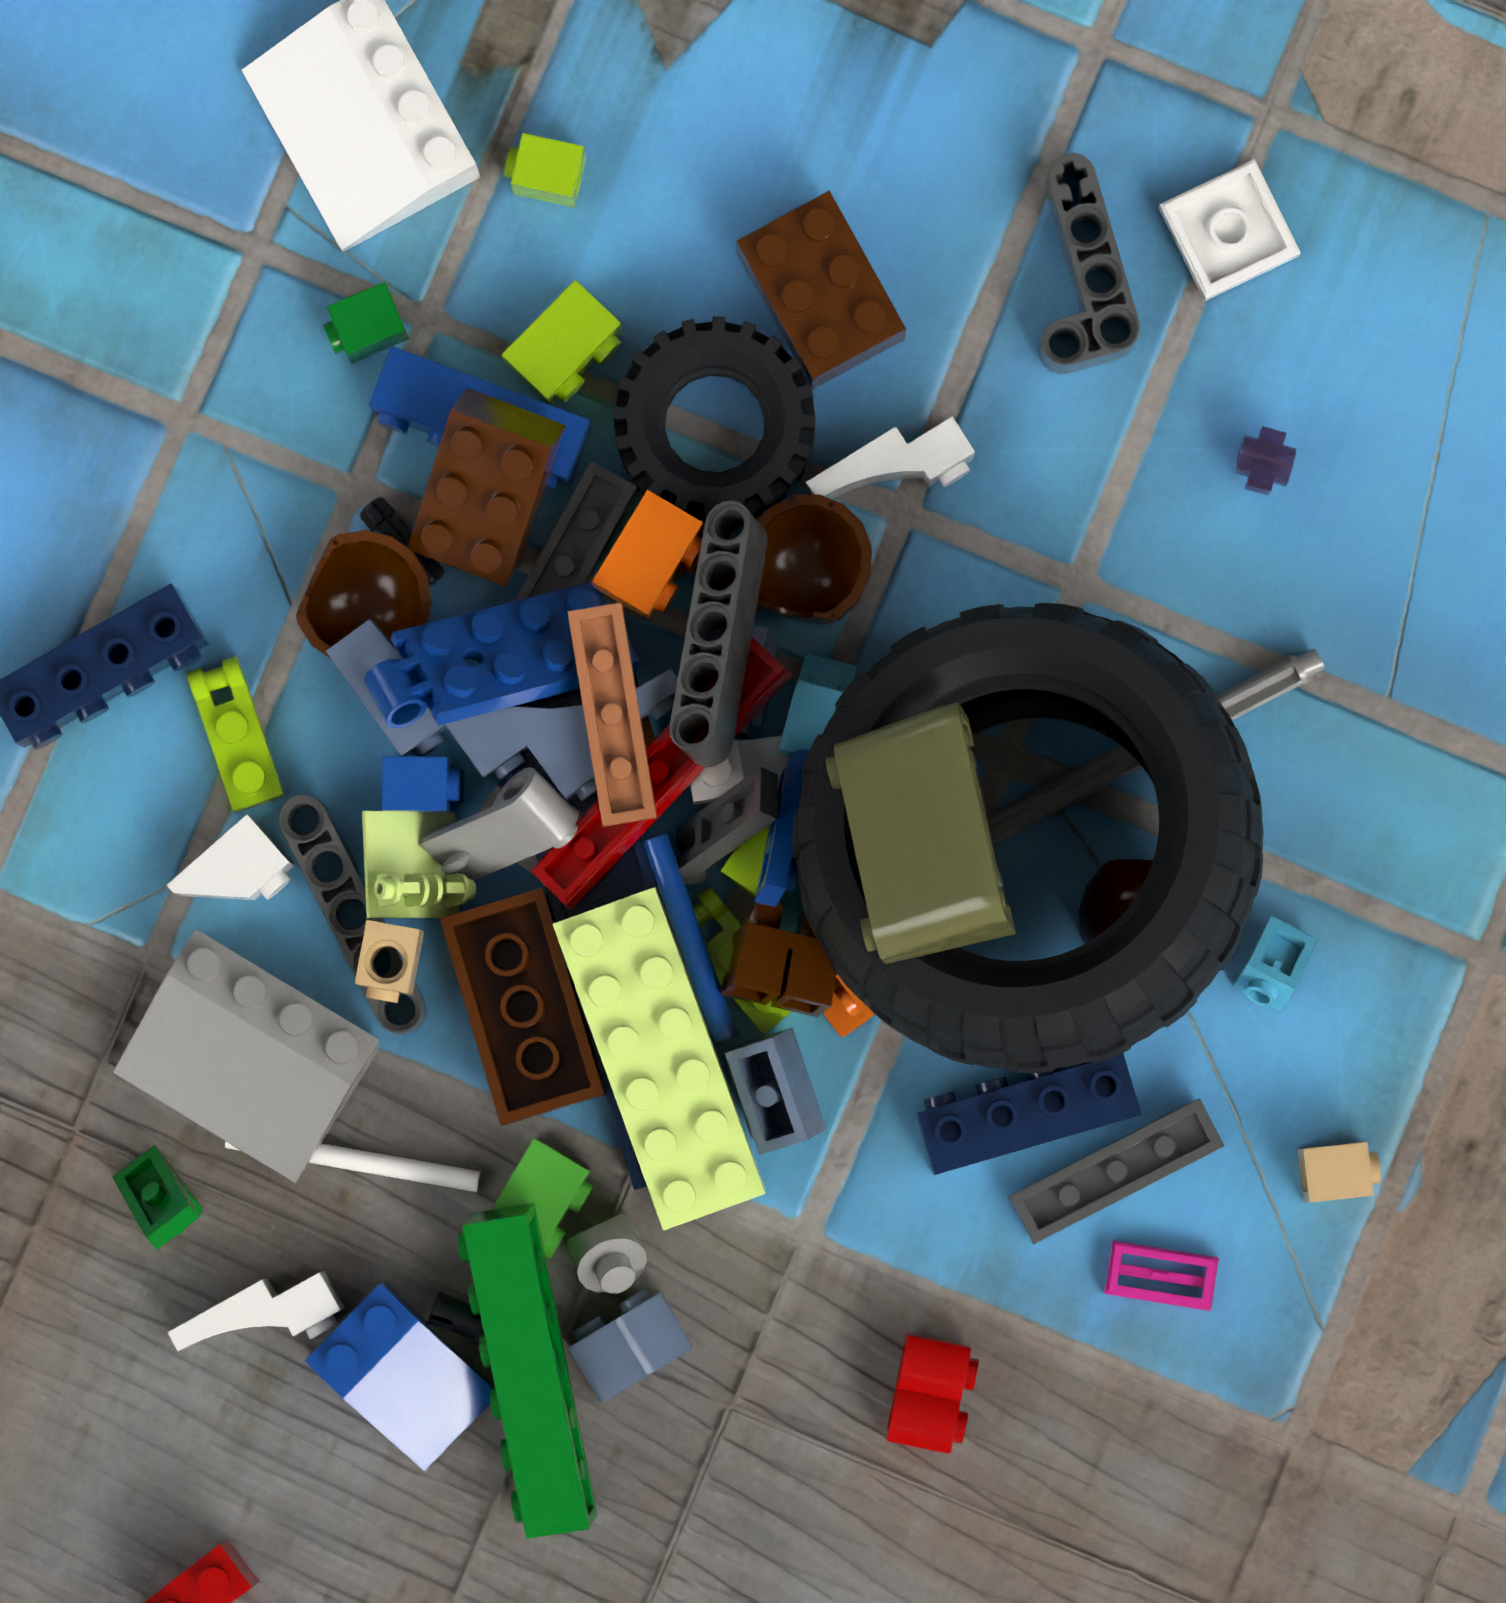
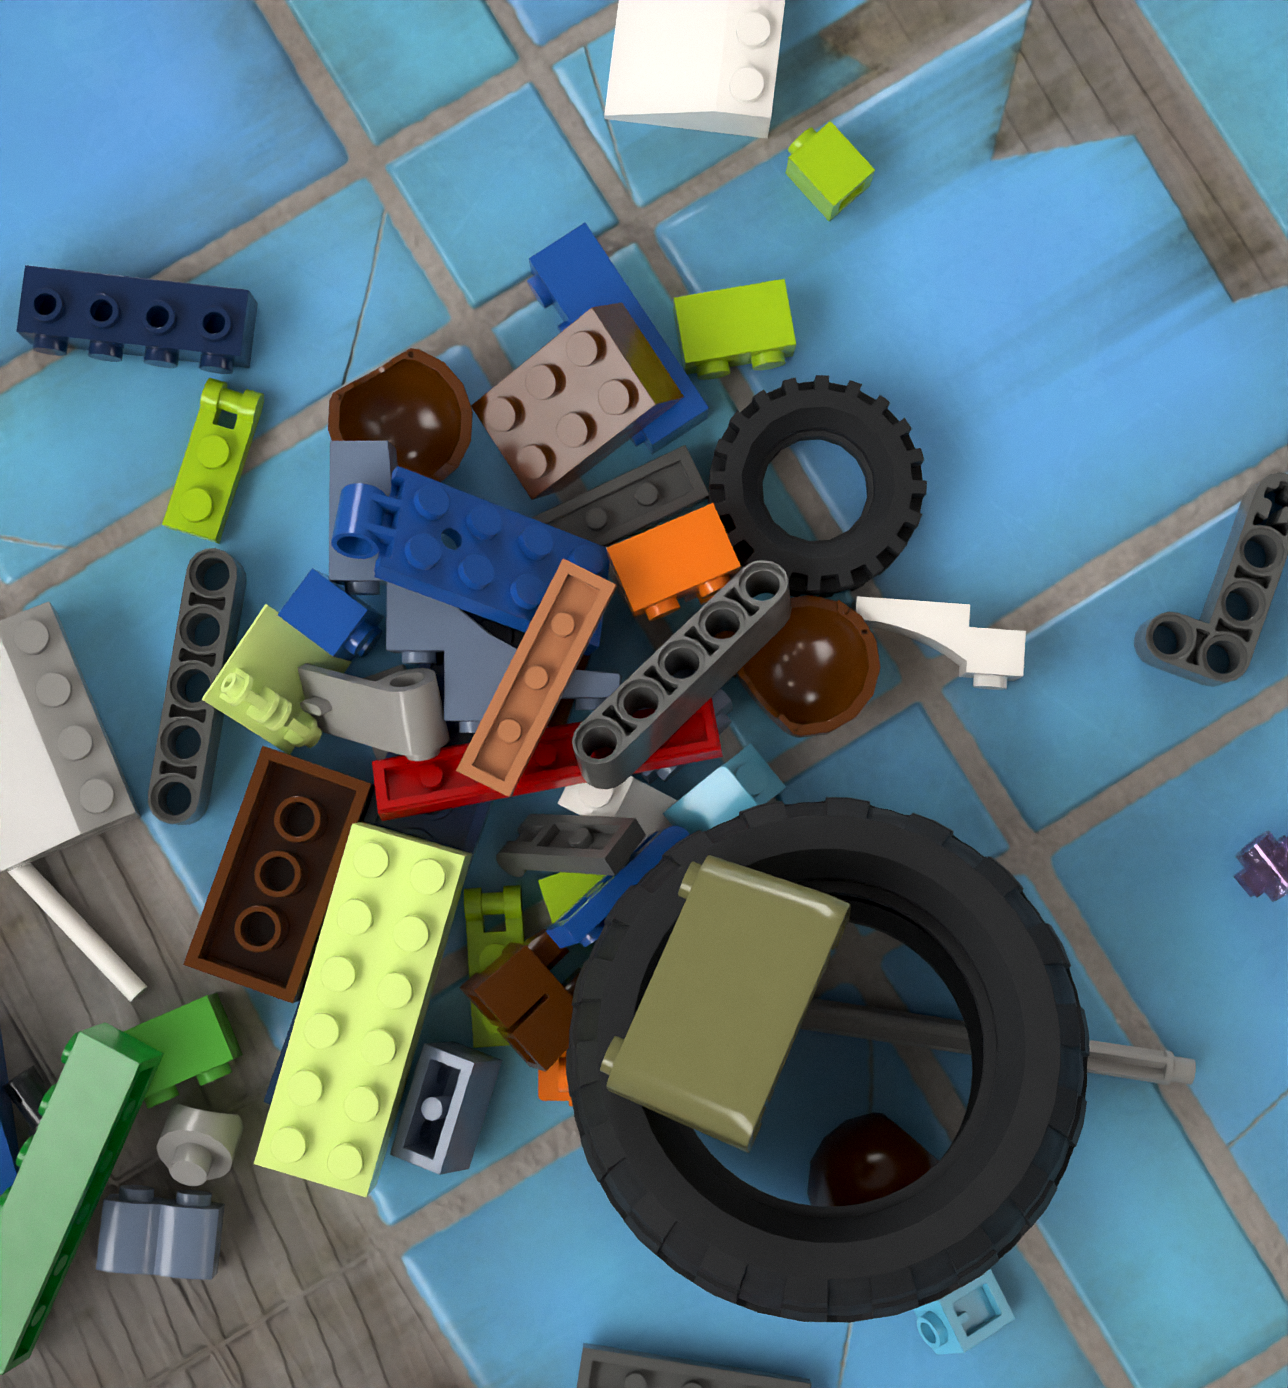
camera: 30 degrees right, 0 degrees up
(236, 866) = (130, 573): white slope -> none
(365, 323) = (578, 189): green brick -> none
(379, 516) = (470, 362): black axle -> none
(382, 936) = (216, 742): tan brick -> none
(689, 937) = (468, 919): blue piece -> none
(821, 289) = (990, 439): reddish brown brick -> none
(1025, 1113) = (632, 1282): dark blue brick -> none

